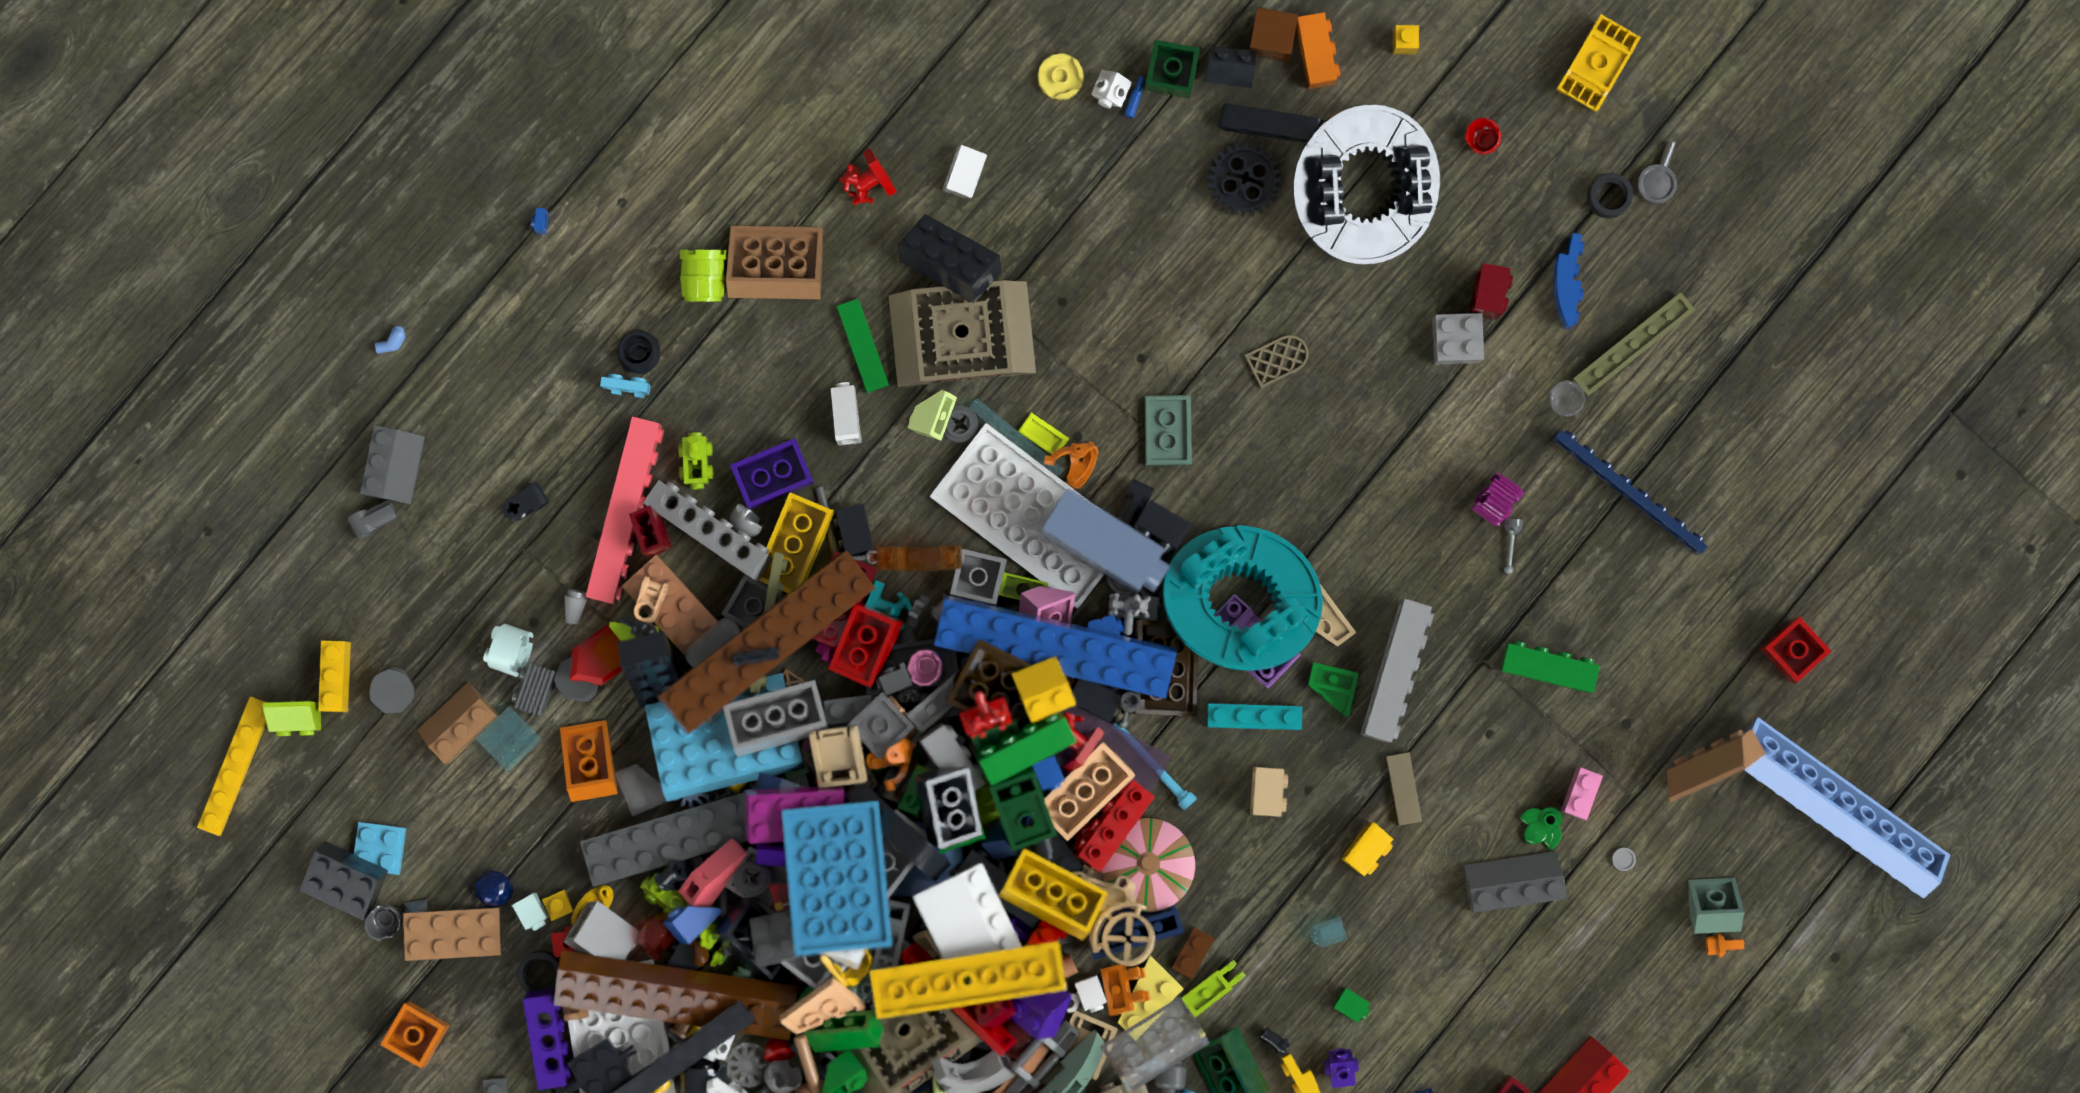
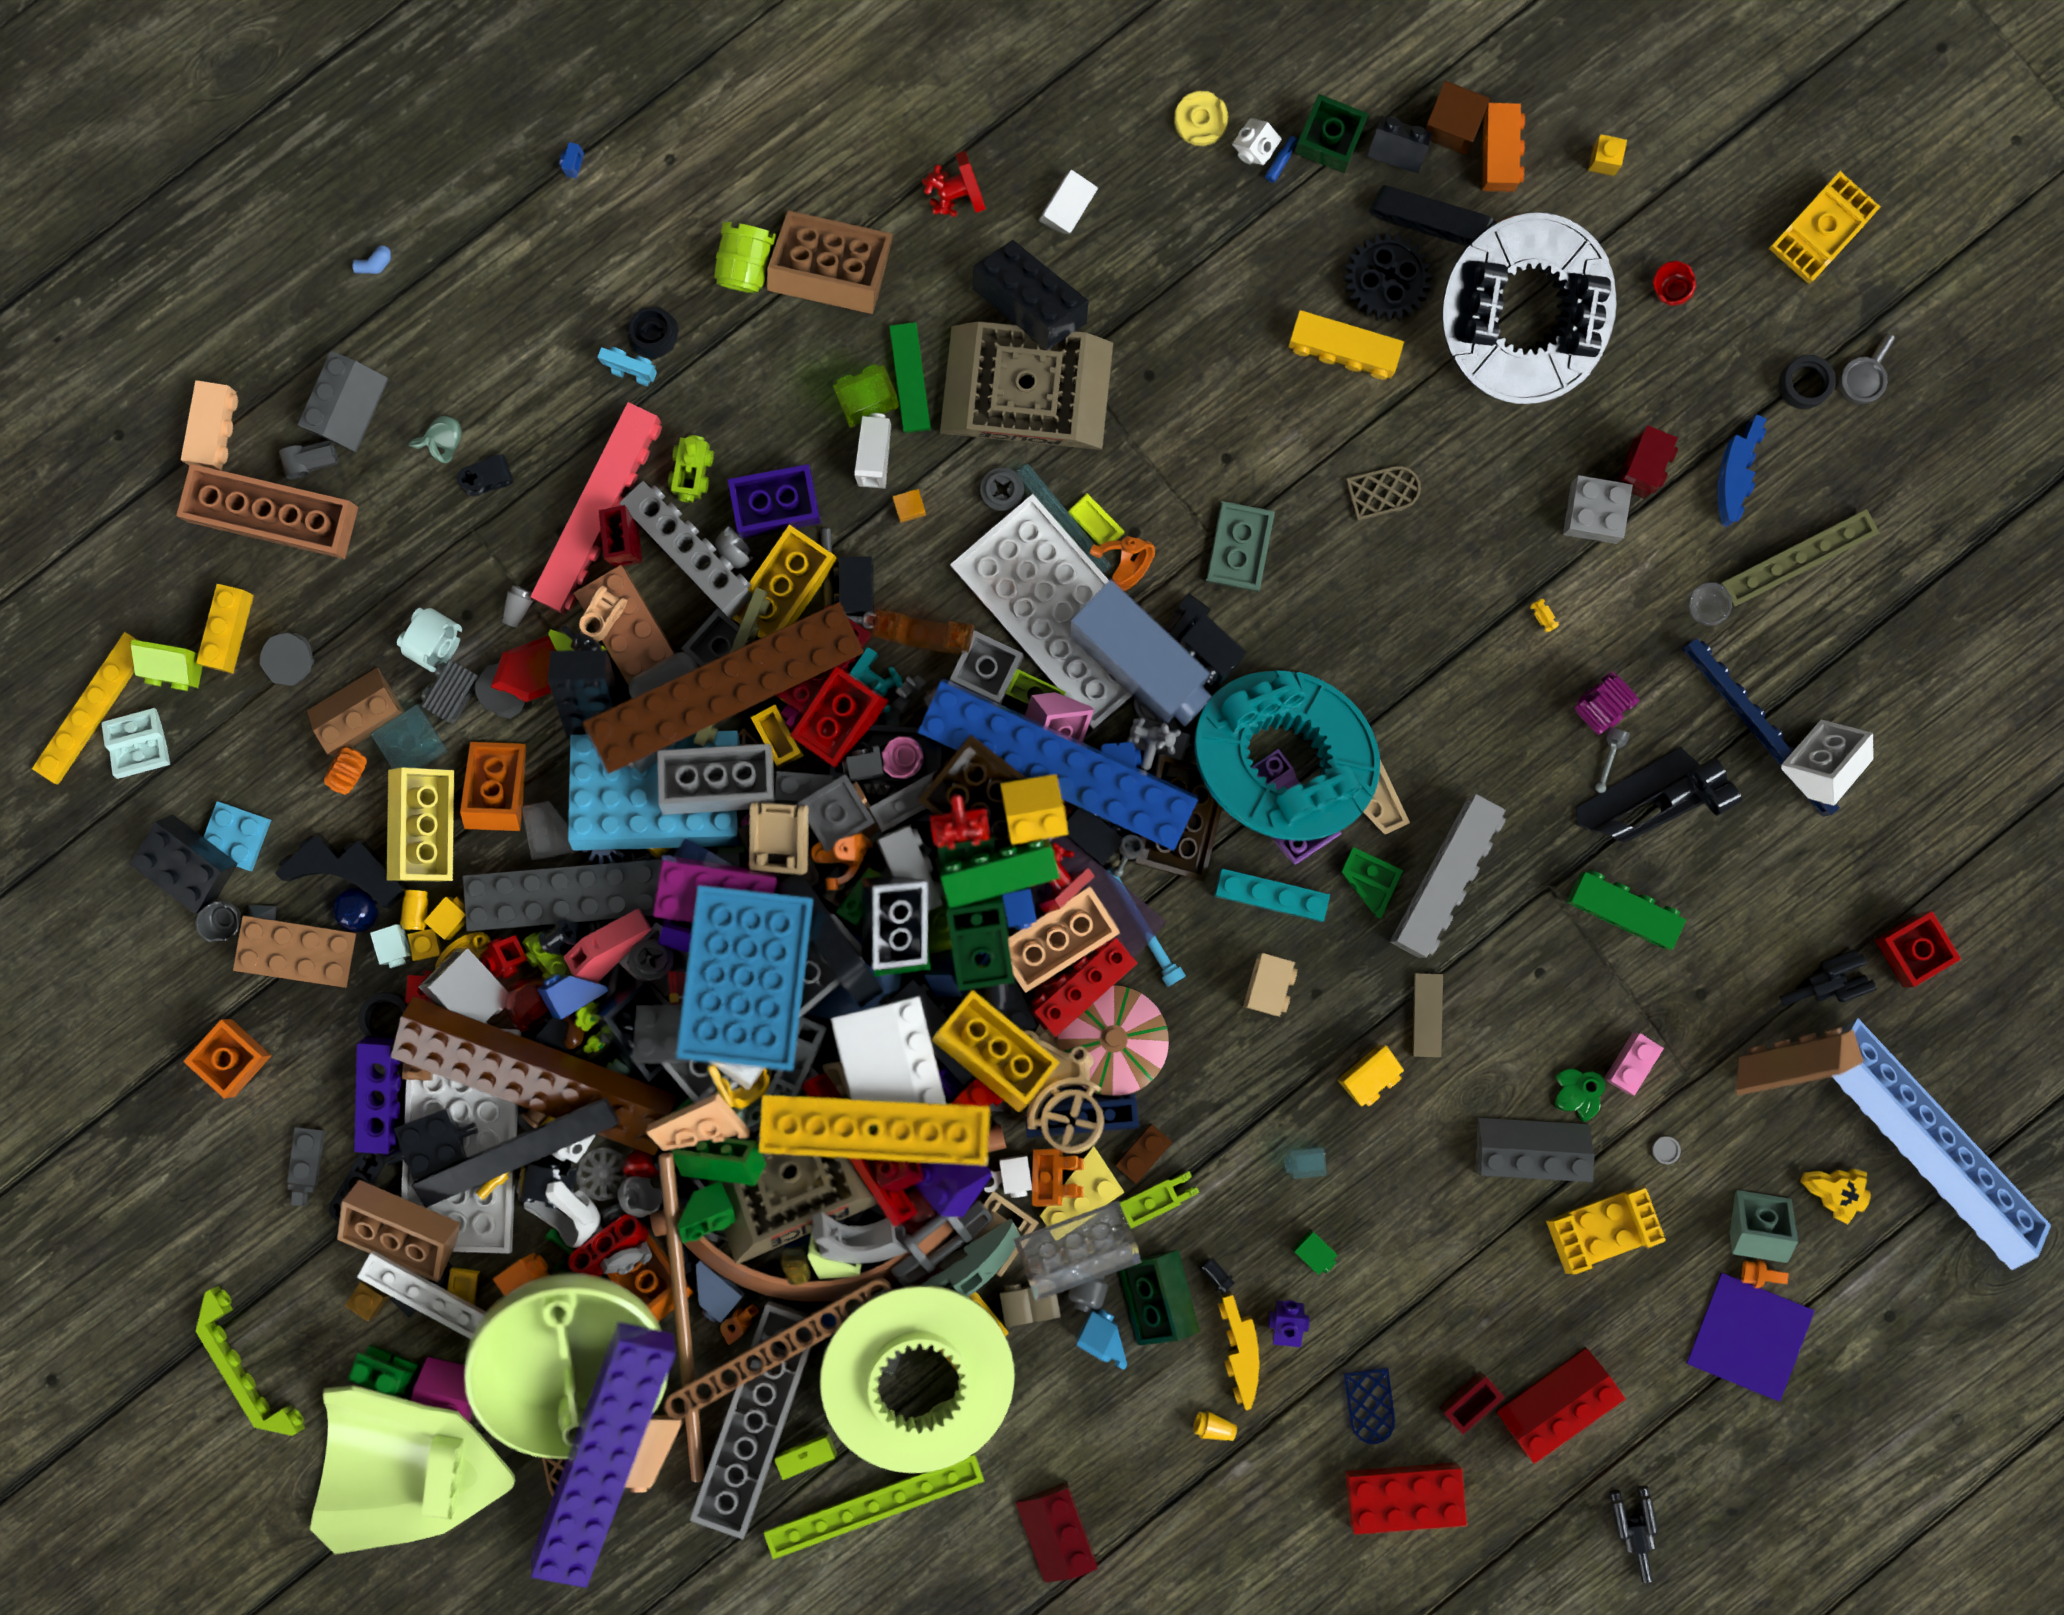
camera: 15 degrees right, 0 degrees up
(279, 787) = (135, 743): none -> light aqua slope
(284, 508) = (209, 425): none -> light nougat brick
(349, 570) = (267, 511): none -> nougat brick
(461, 774) = (345, 770): none -> orange gear
(482, 474) = (442, 432): none -> sand green piece
(488, 851) = (357, 864): none -> black arch
(534, 806) = (420, 825): none -> light yellow brick
(544, 879) = (414, 910): none -> yellow piece
(573, 878) = (447, 917): none -> yellow brick
(627, 901) = (503, 957): none -> red brick
(755, 656) = (706, 700): black axle -> none
(816, 669) = (775, 731): none -> yellow brick
(829, 369) = (866, 394): none -> clear neon green brick
(884, 453) = (909, 505): none -> light orange slope
(932, 415) = (973, 472): yellowish green slope -> none
(1220, 243) = (1346, 345): none -> yellow brick
(1432, 435) = (1544, 615): none -> yellow piece
(1565, 553) = (1671, 783): none -> black panel
(1586, 935) = (1605, 1229): none -> yellow plate
(1691, 509) = (1829, 761): none -> white slope
(1724, 998) = (1750, 1337): none -> dark purple piece
(1731, 691) = (1833, 982): none -> black plant
(1772, 863) = (1839, 1191): none -> yellow rock

